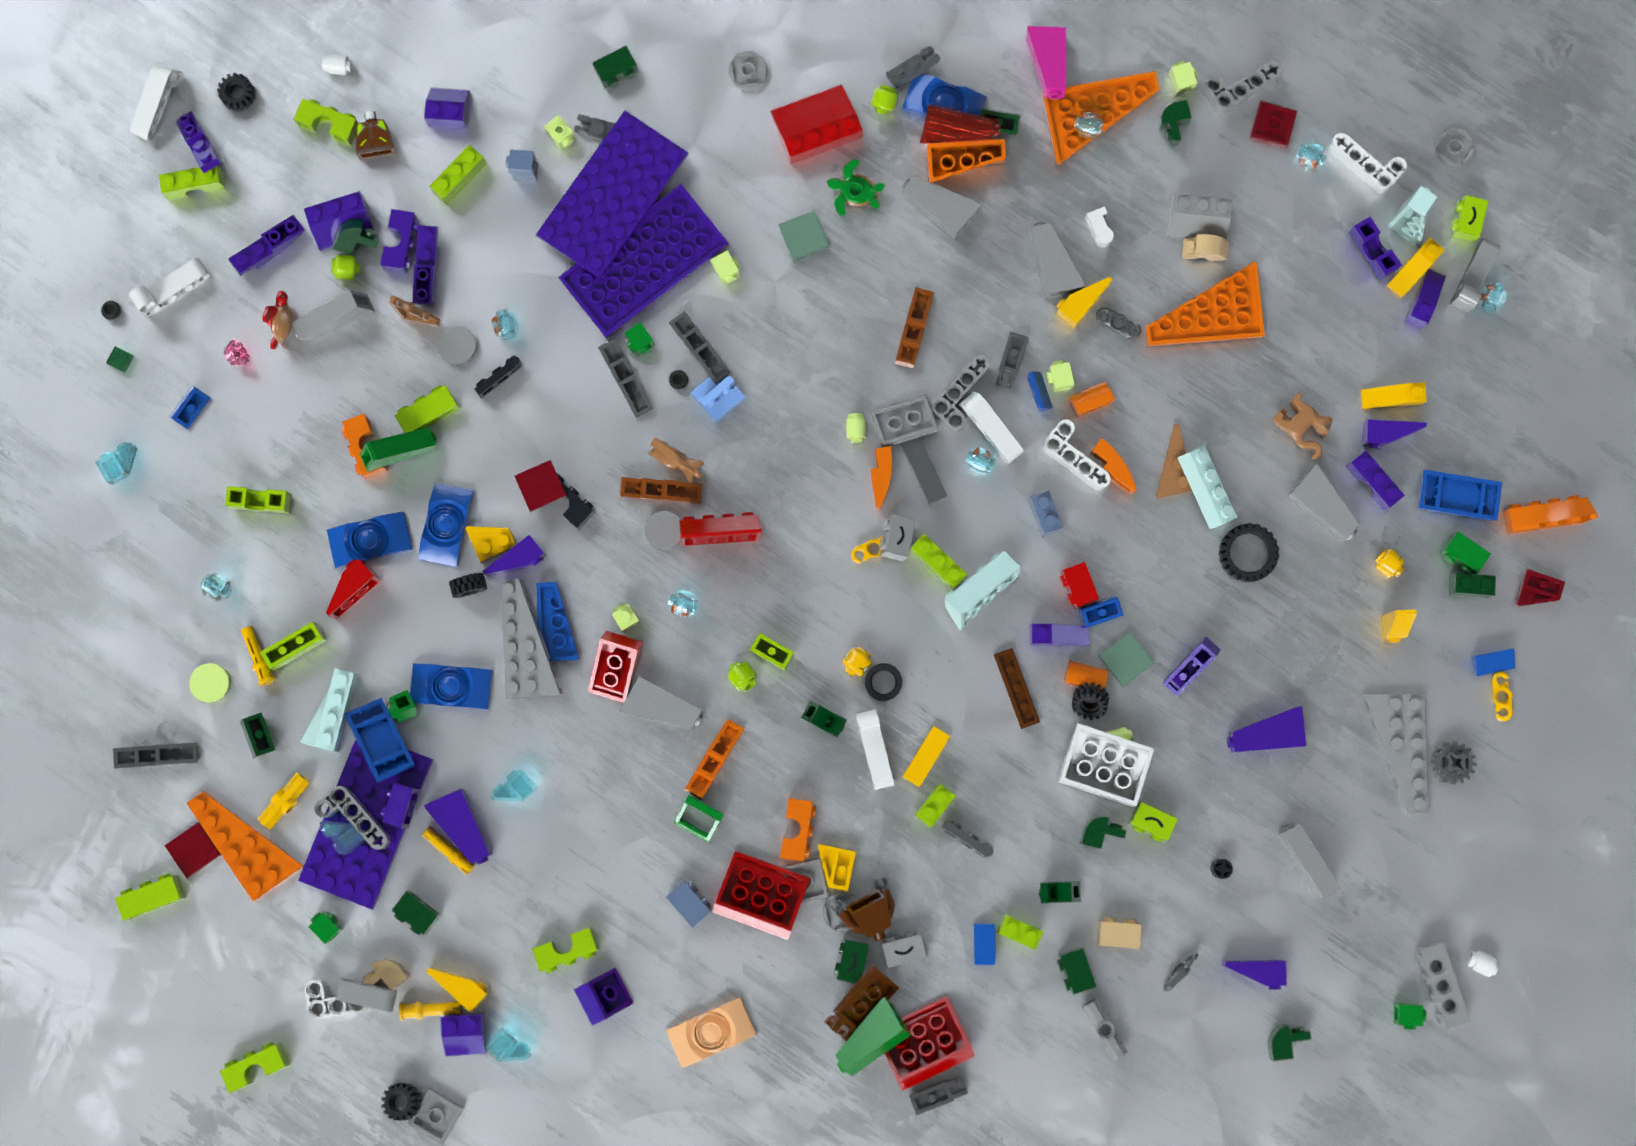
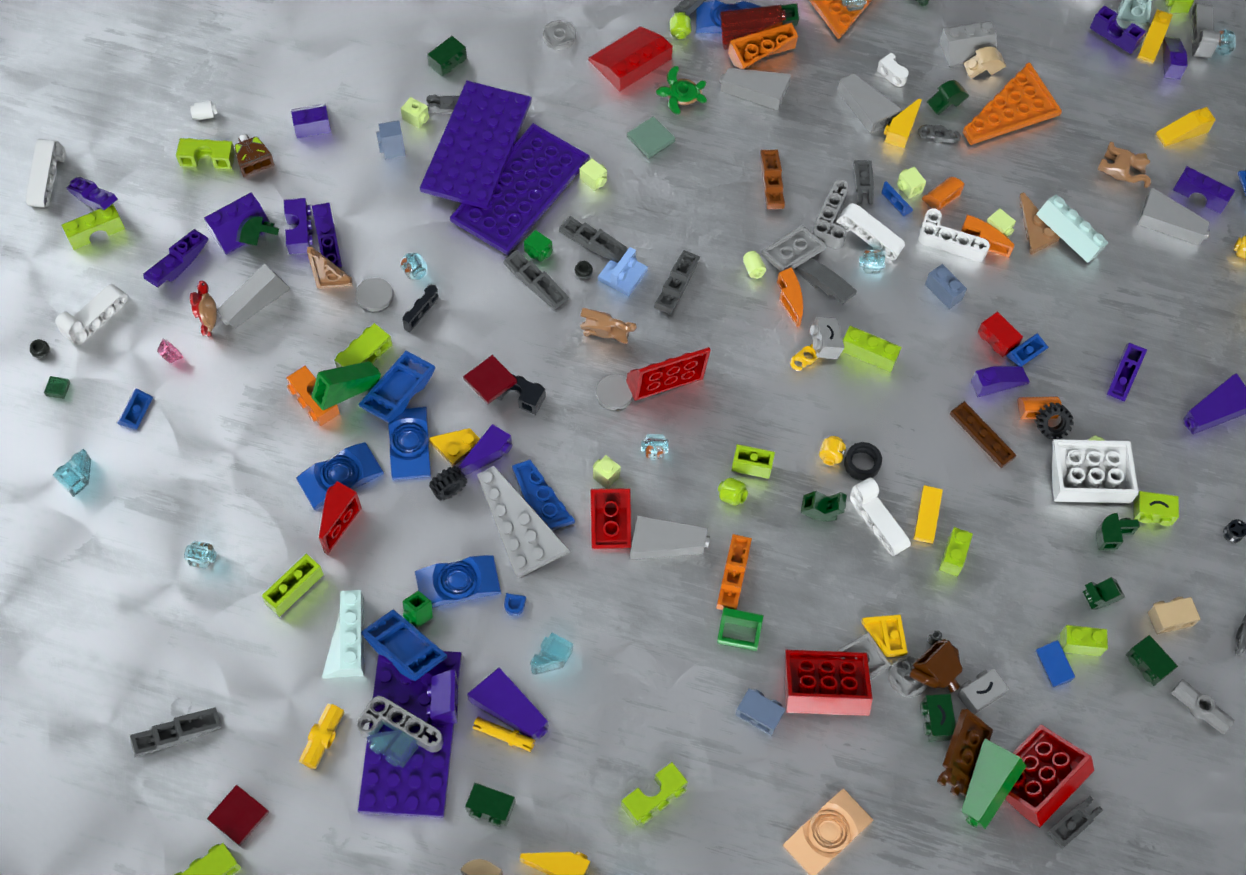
camera: 20 degrees left, 20 degrees down
(209, 683) = (215, 647): yellowish green tile -> none
(230, 82) = (118, 159): black tyre -> none
(248, 853) = (299, 801): orange wing -> none
(253, 500) = (208, 470): lime arch -> none
(257, 735) = (278, 678): dark green brick -> none
(259, 665) = (262, 614): yellow pin -> none
(325, 926) = (400, 847): green brick -> none
(344, 267) = (253, 257): lime head -> none
(449, 463) = (397, 387): none -> blue slope
(458, 174) = (335, 163): lime brick -> none
(496, 725) = (514, 604): none -> blue tile
(603, 996) = (708, 829): dark purple slope -> none
(660, 490) = (599, 360): dark orange slope -> none
(769, 423) = (677, 282): none -> dark grey slope
(801, 812) = (835, 595): orange arch -> none
(968, 839) = (997, 574): dark grey hinge -> none
(981, 588) = (917, 359): light aqua wedge -> none
(1126, 659) = (1067, 383): sand green tile -> none
(1134, 458) = (1002, 222): none -> yellowish green brick
(1145, 279) = (949, 93): none -> dark green brick
(1263, 534) = (1134, 255): black tyre -> none
(1383, 432) = (1195, 152): dark purple slope -> none

